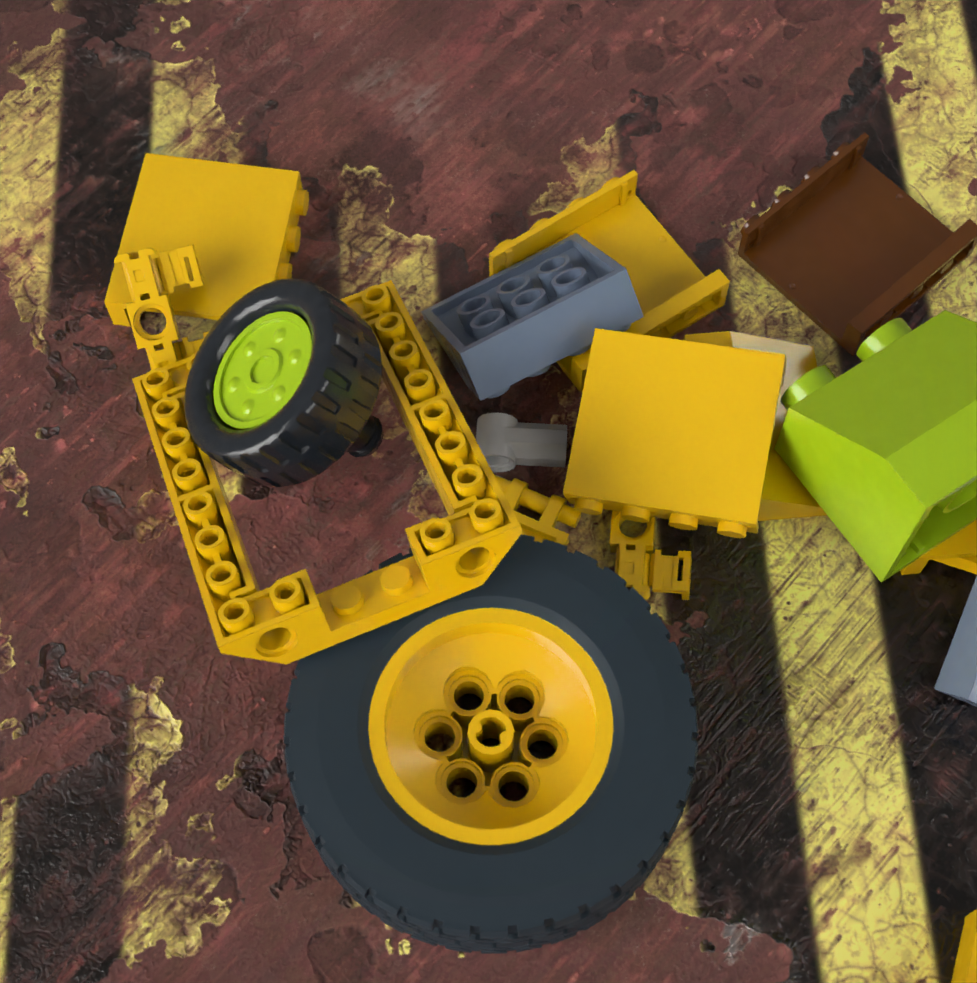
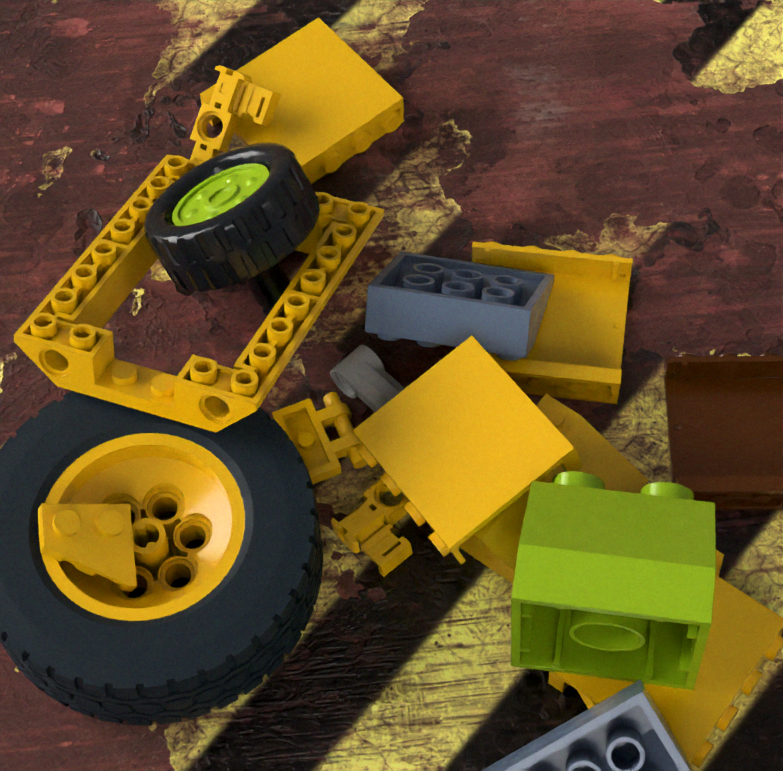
camera: 45 degrees right, 5 degrees down
(458, 775) = (91, 538): none -> yellow wing

